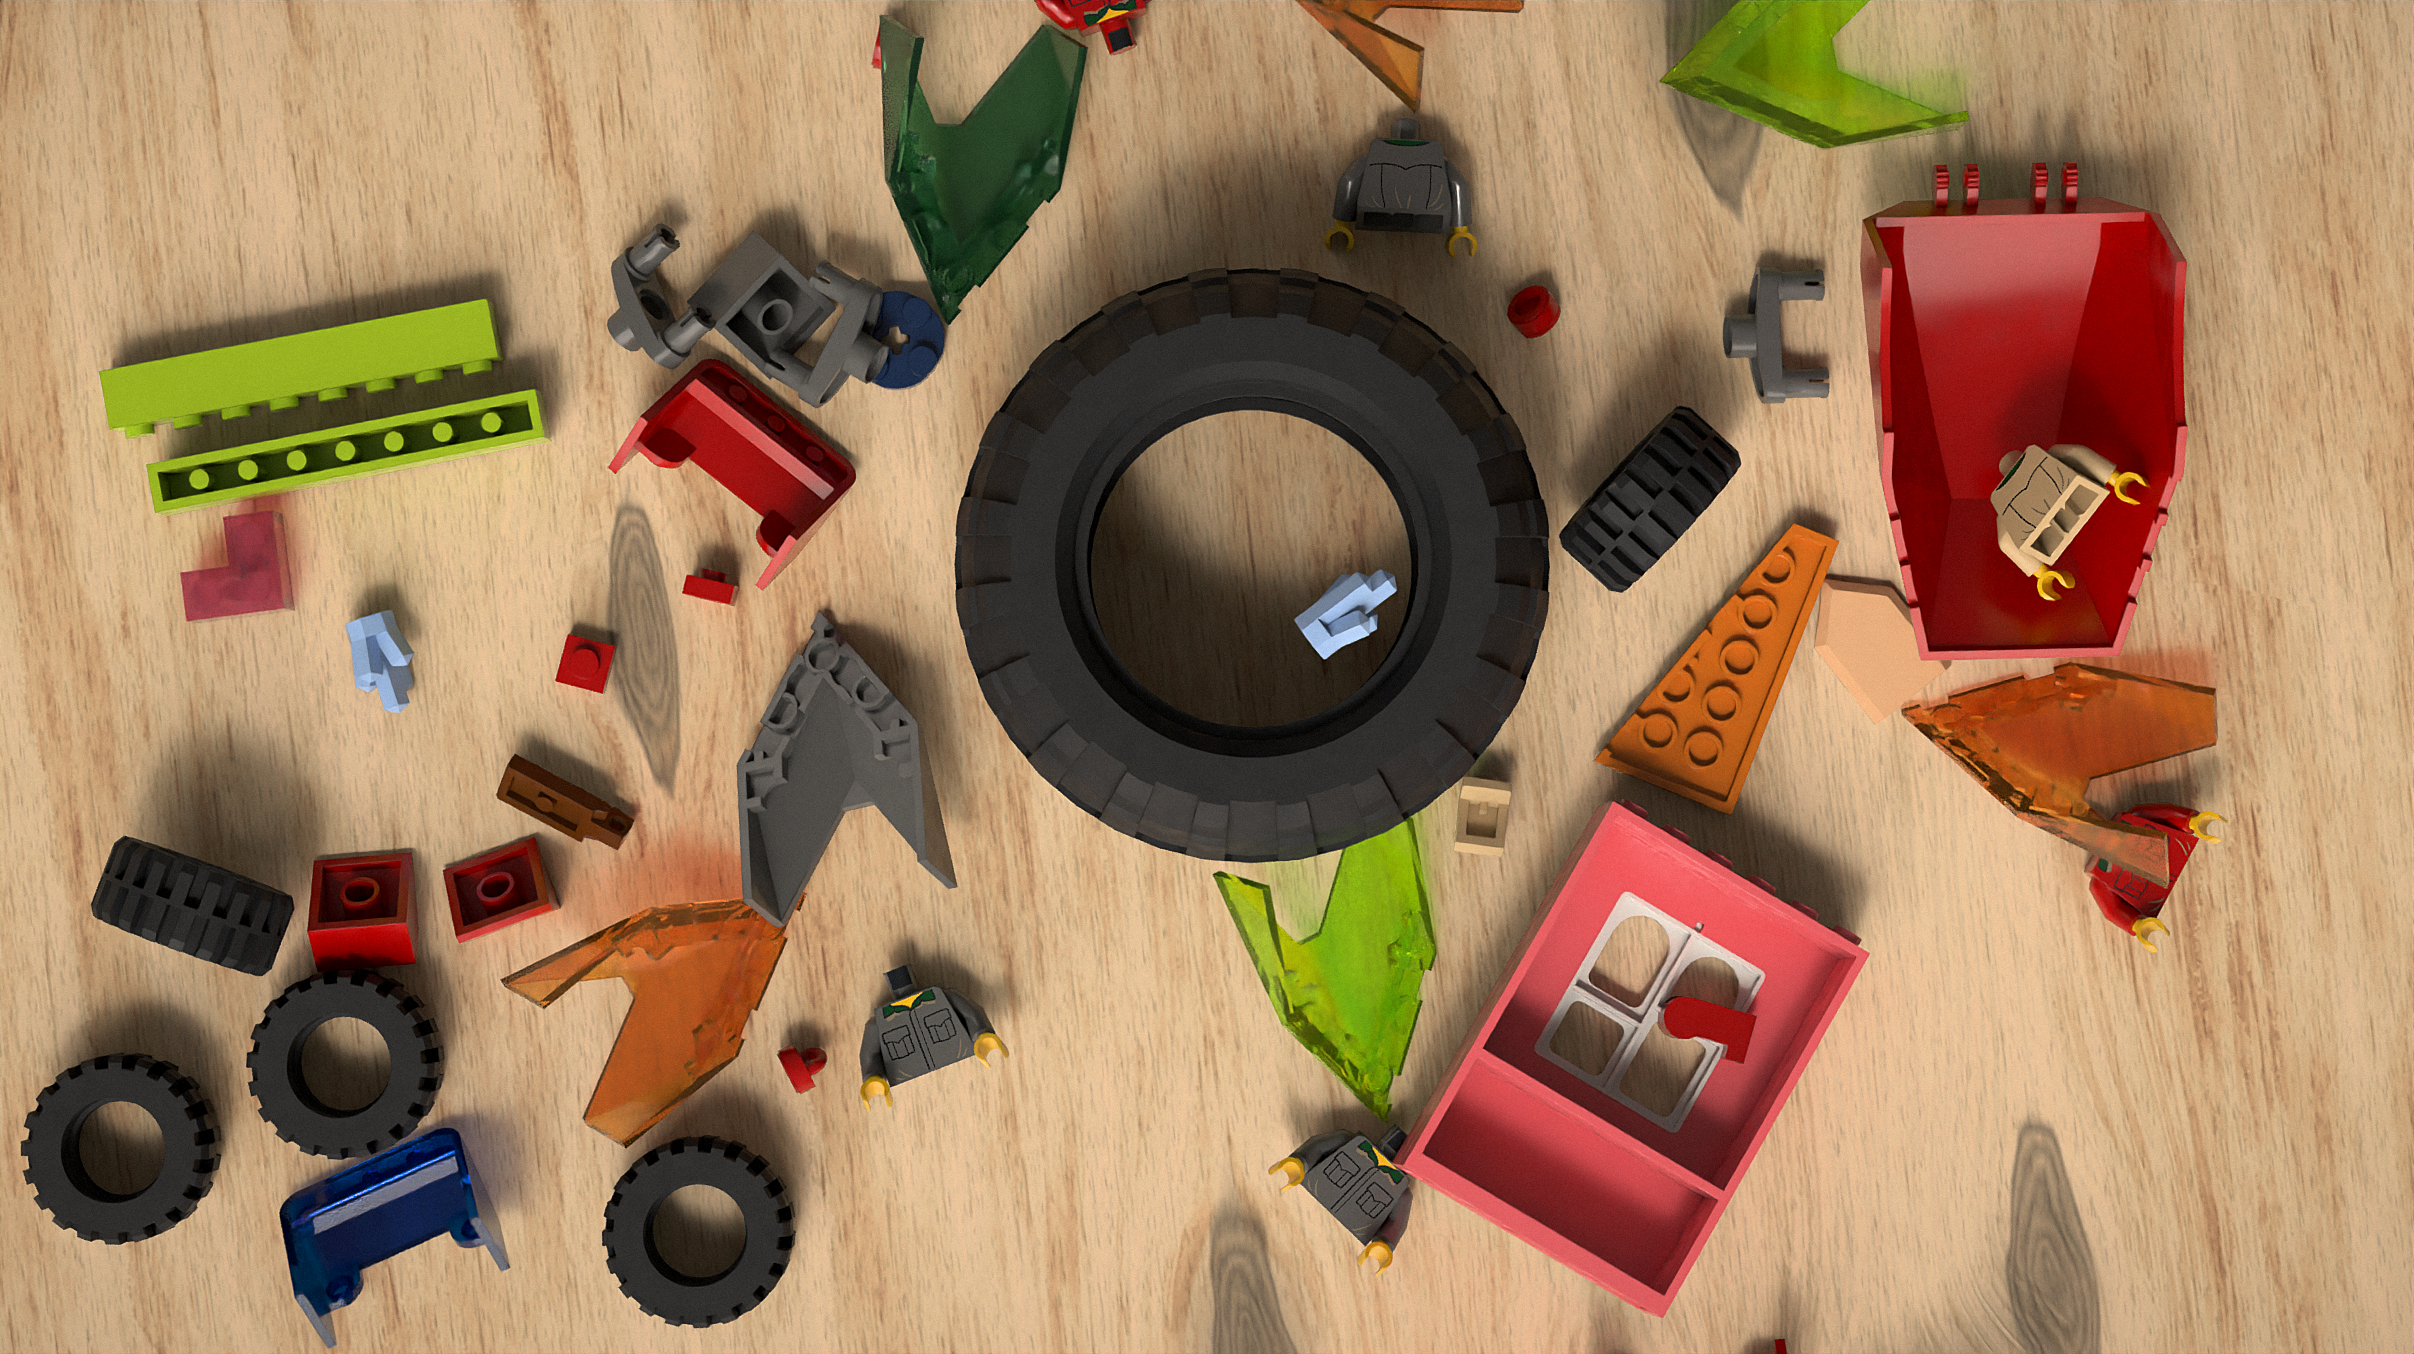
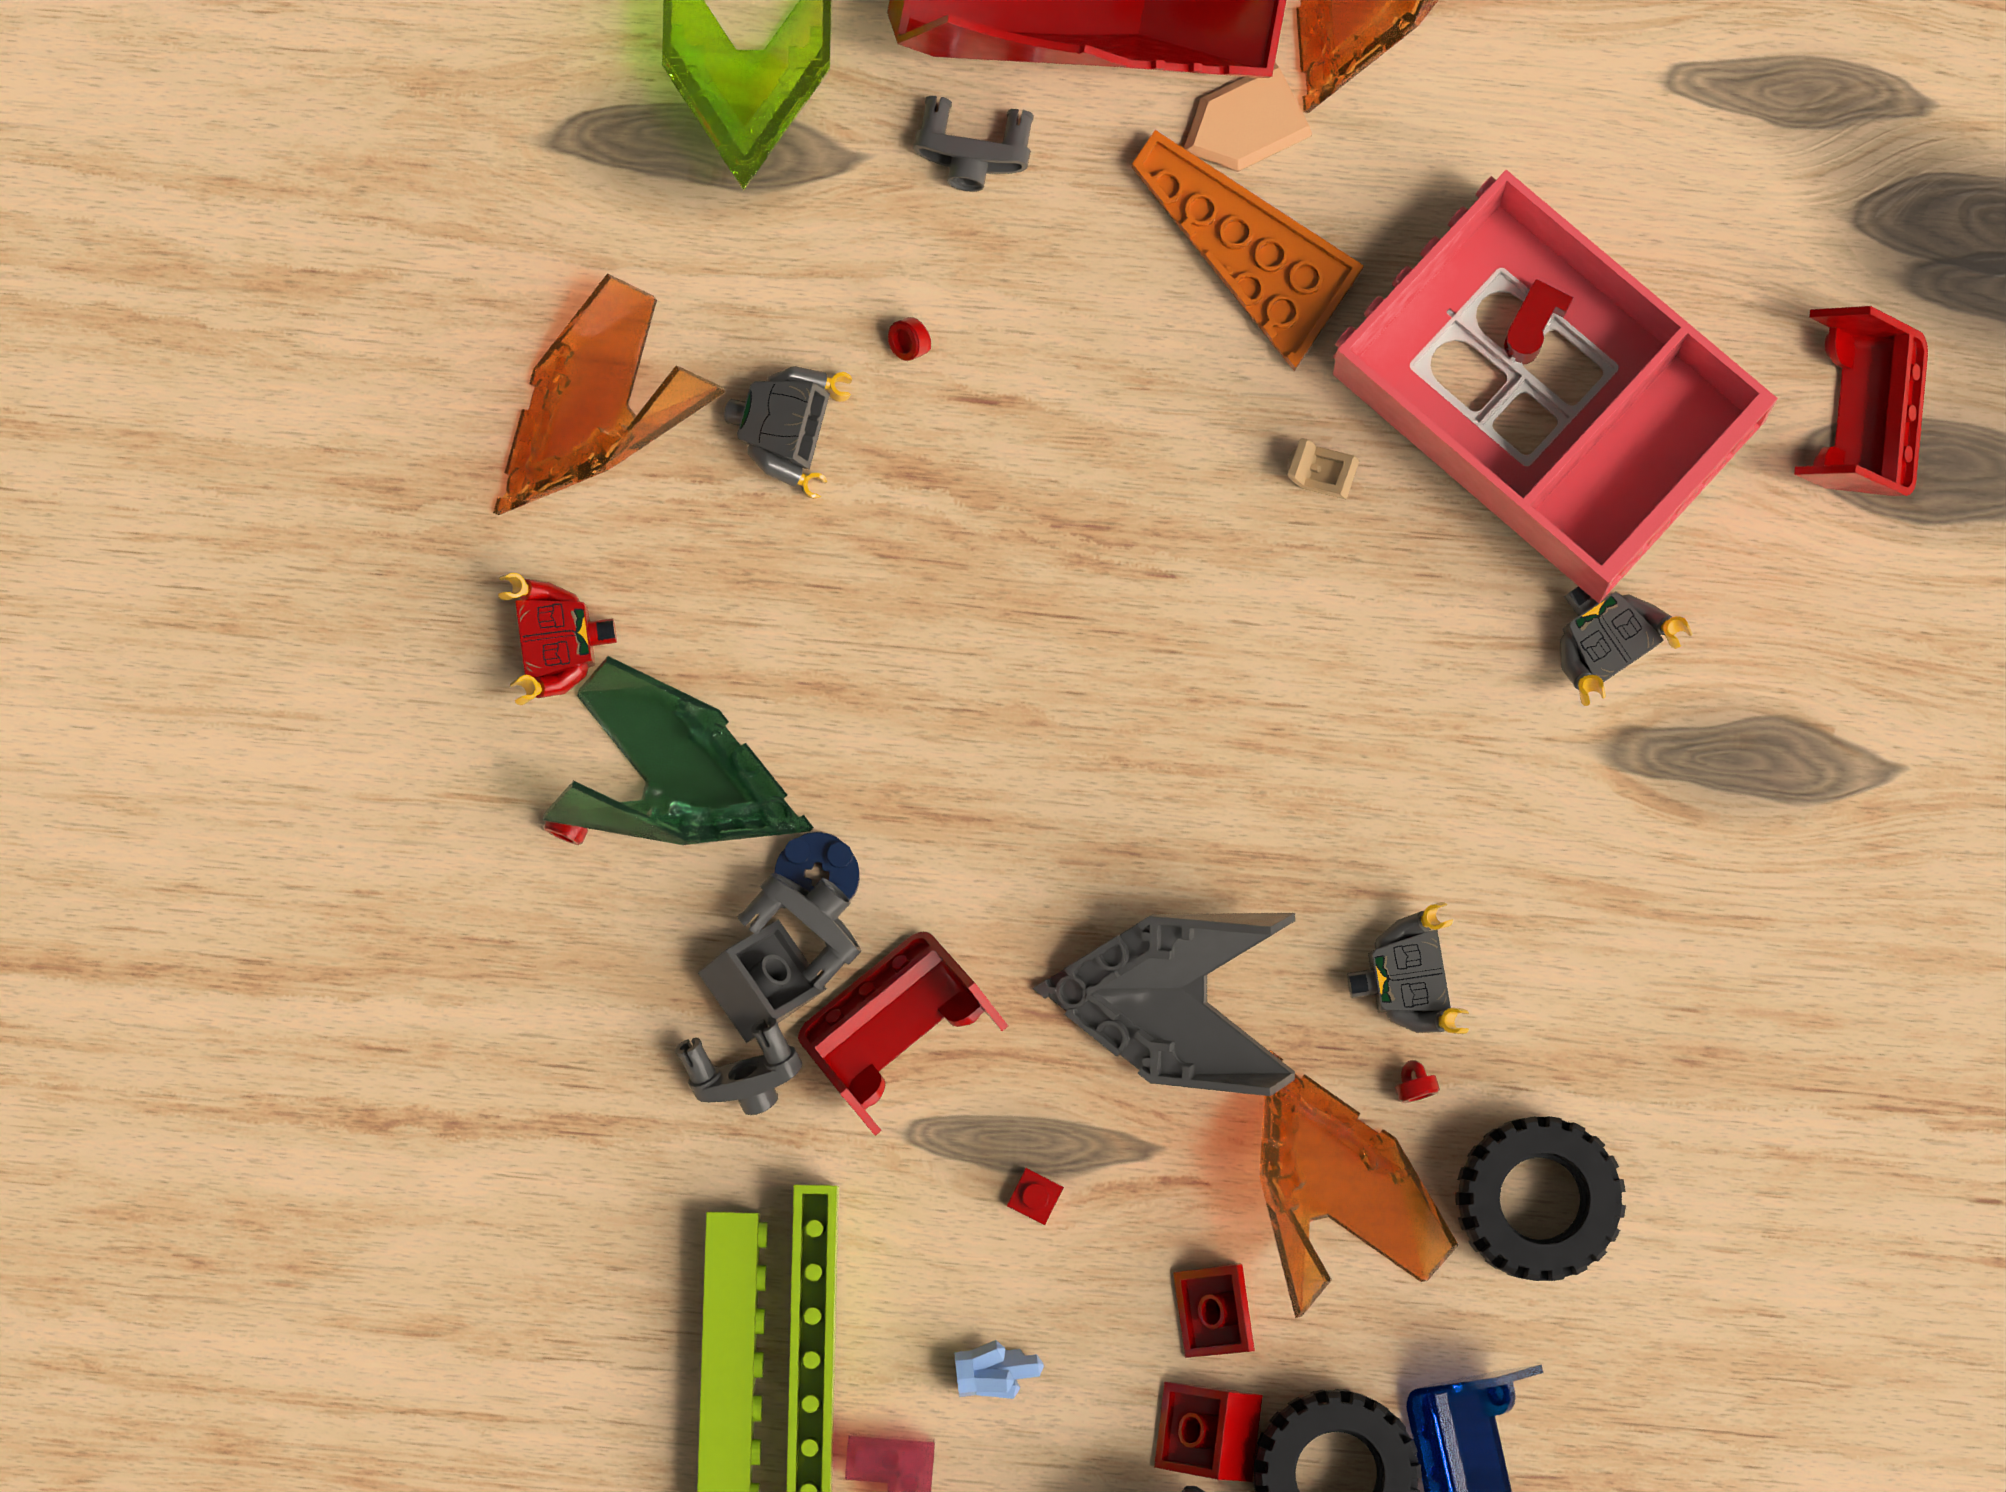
camera: 80 degrees left, 5 degrees down
(562, 804) = (1151, 1241): reddish brown hinge -> none
(711, 587) = (993, 1073): red plate -> none
(1294, 350) = (1116, 425): black tyre -> none
(1346, 611) = (1143, 514): light blue rock -> none
(1359, 977) = (1433, 602): clear neon green windscreen -> none
(1650, 499) = (1091, 268): black tyre -> none

